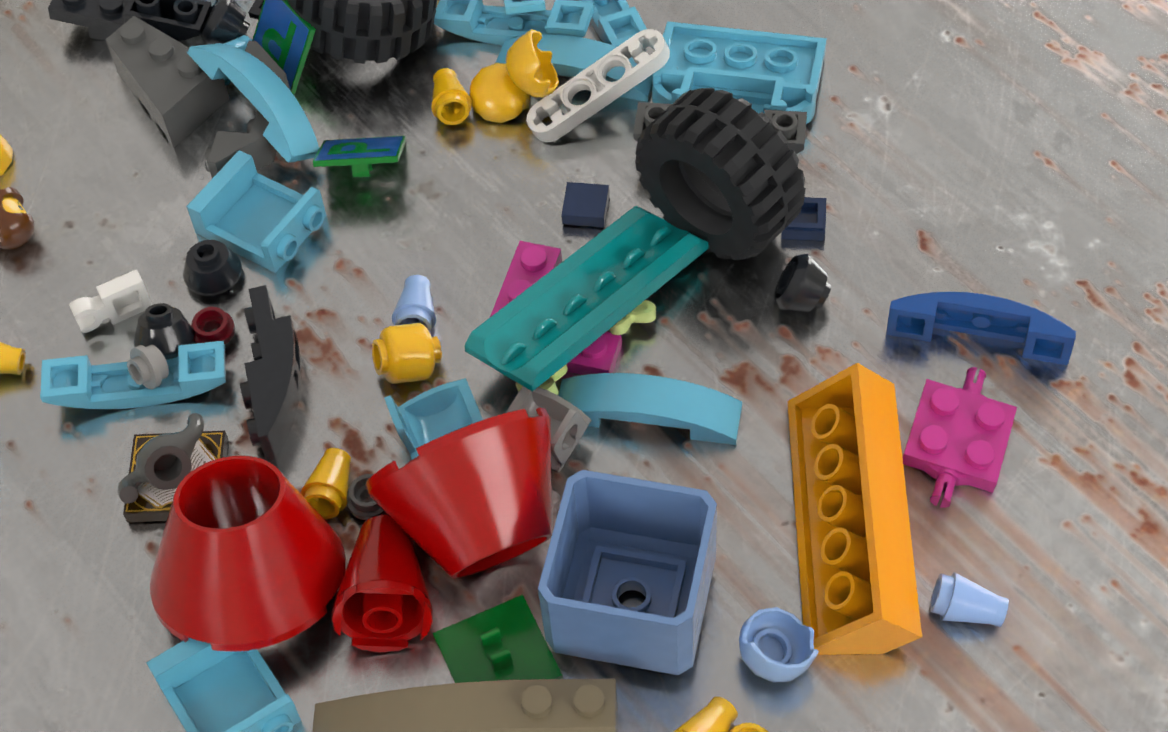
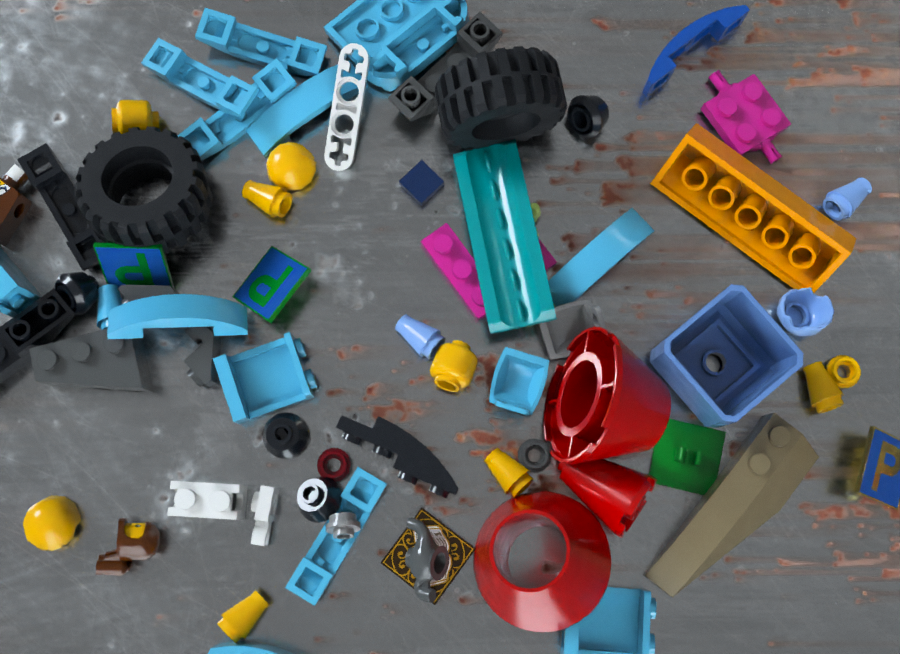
camera: 55 degrees left, 25 degrees up
(87, 242) = (208, 500): none -> white brick
(530, 66) = (303, 136): yellow hair -> none

